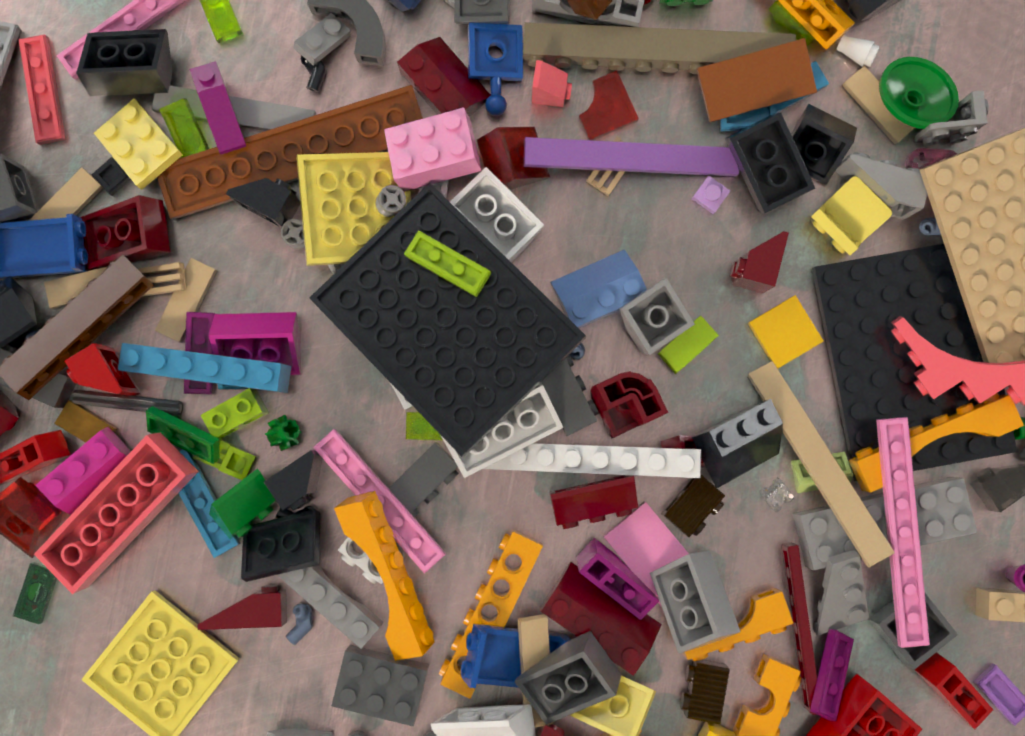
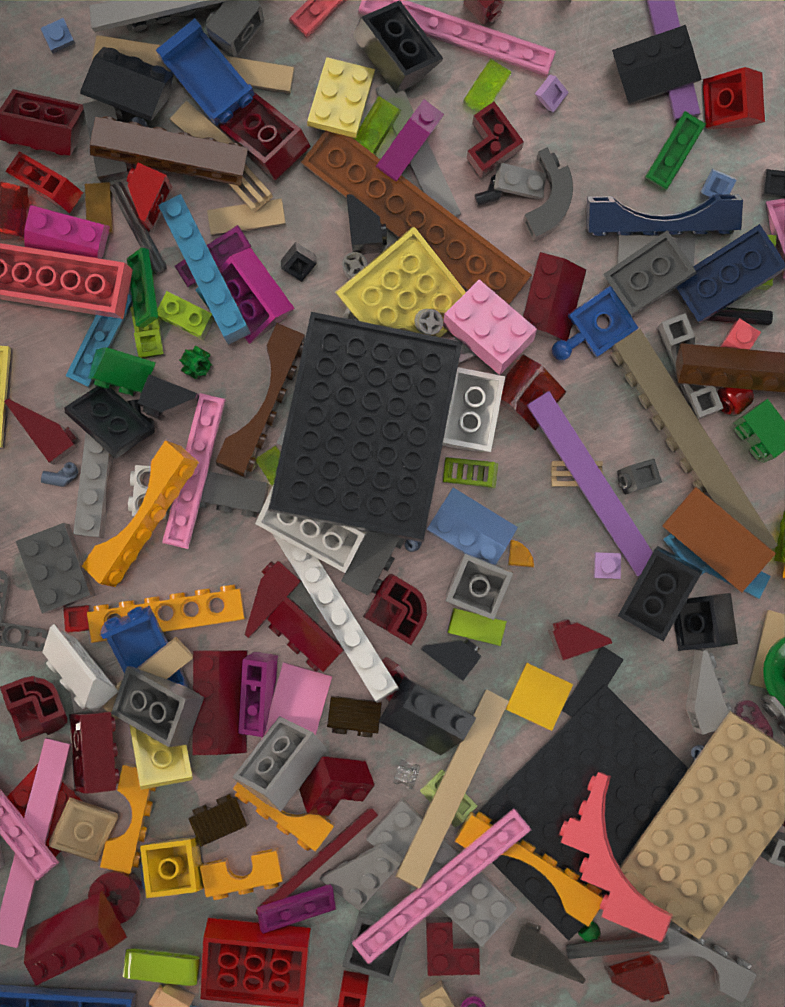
camera: 55 degrees right, 0 degrees up
(111, 176) = (302, 93): black tile -> none
(257, 281) = (298, 261): none -> black slope
(272, 31) = (498, 142): none -> dark red brick
(387, 444) = (240, 448): none -> reddish brown arch
(438, 696) = (76, 618): none -> red tile
(447, 263) = (408, 398): lime tile -> none
(534, 502) = (272, 590): none -> dark red slope
(550, 85) = (604, 382): coral slope -> none
(563, 240) = (492, 472): none -> lime slope
(609, 109) = (620, 440): clear red tile -> none
(650, 264) = (519, 555): none -> light orange tile
(652, 114) = (639, 476): none -> dark grey bracket
(702, 380) = (454, 655): none -> black slope
(743, 564) = (334, 781): none -> dark red brick
(800, 270) = (596, 675): none -> black tile
(851, 215) = (663, 685): light yellow bracket -> none
(963, 567) = (446, 957): none -> dark red brick

